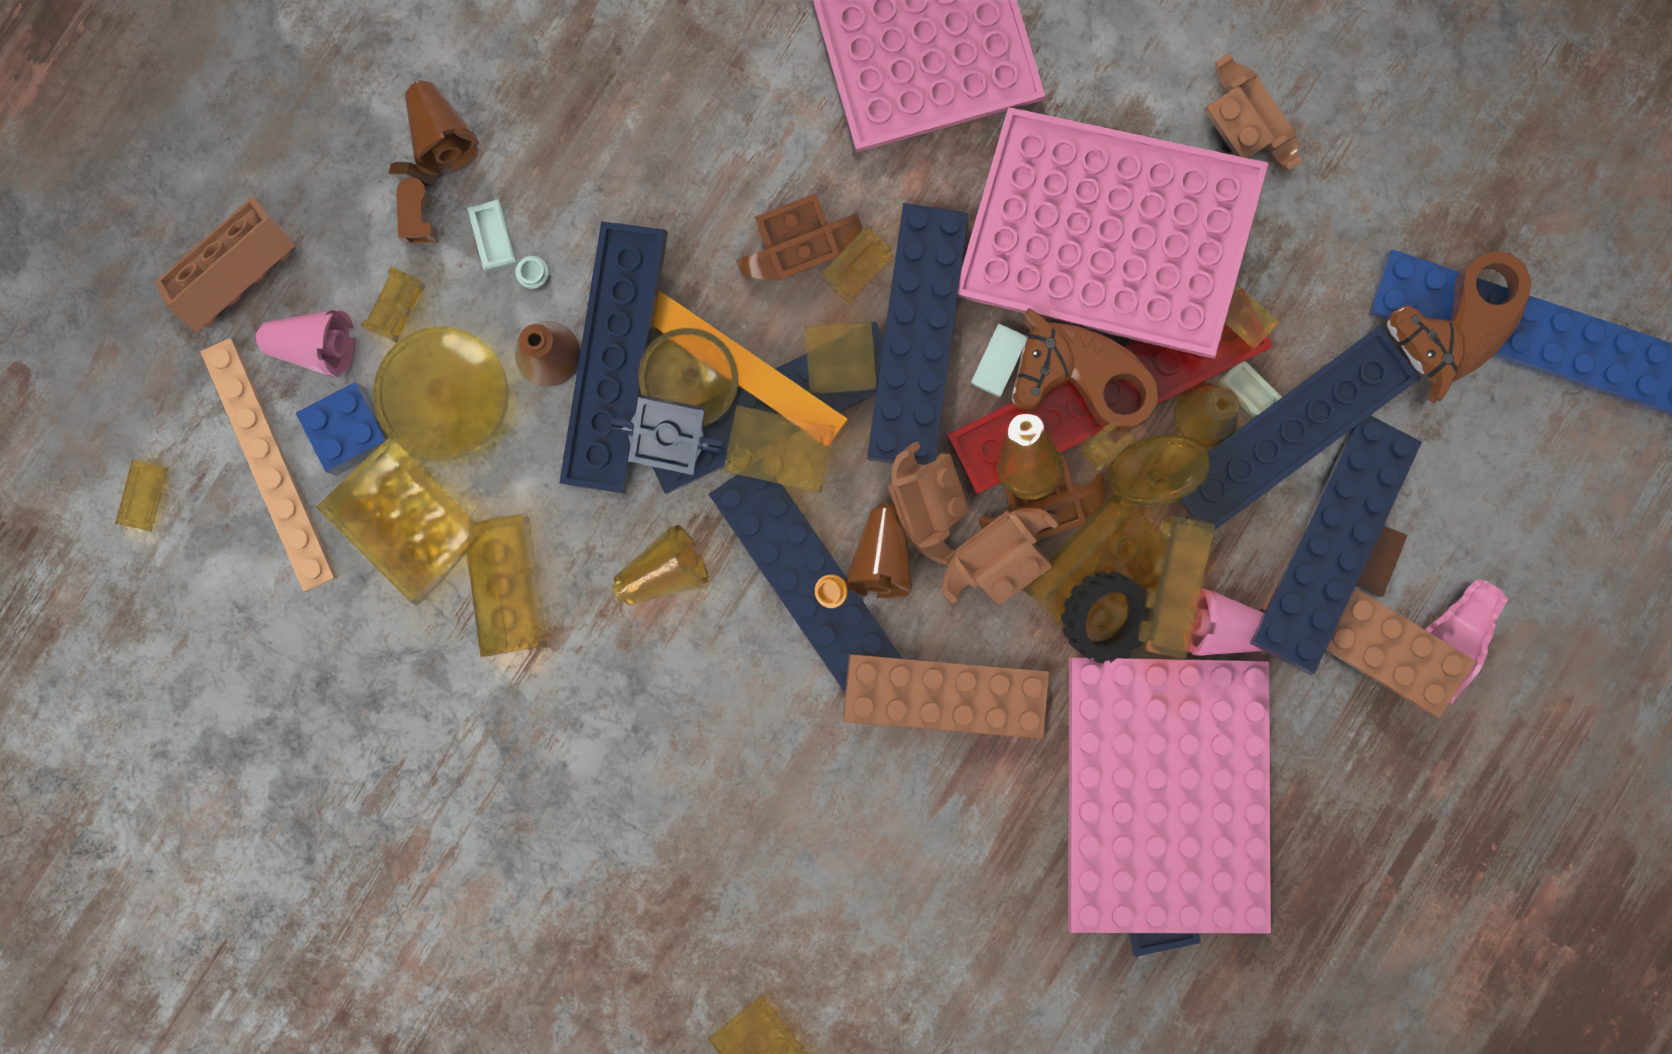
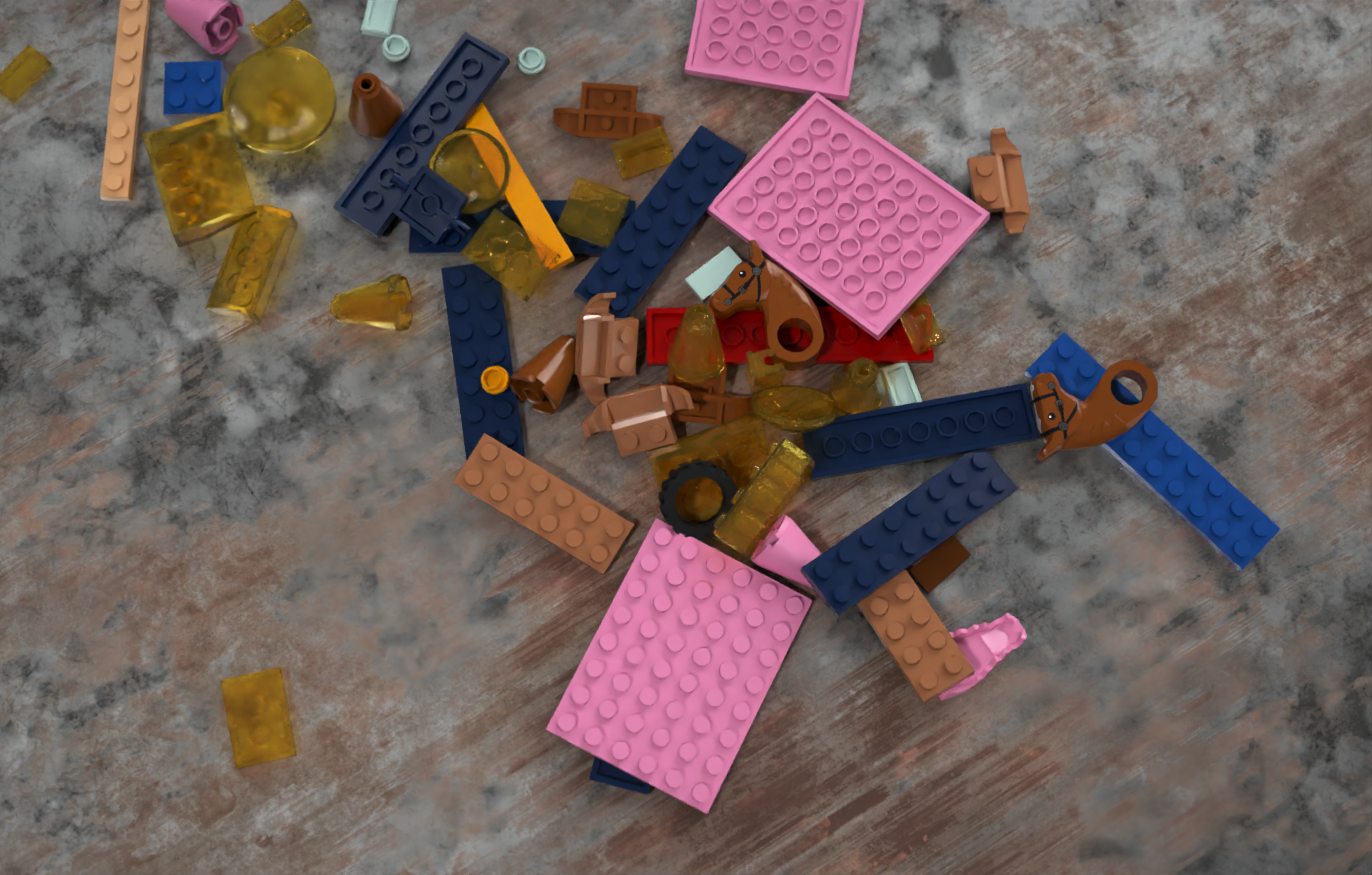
camera: 20 degrees right, 10 degrees down
(685, 217) = (531, 61): none -> light aqua plate

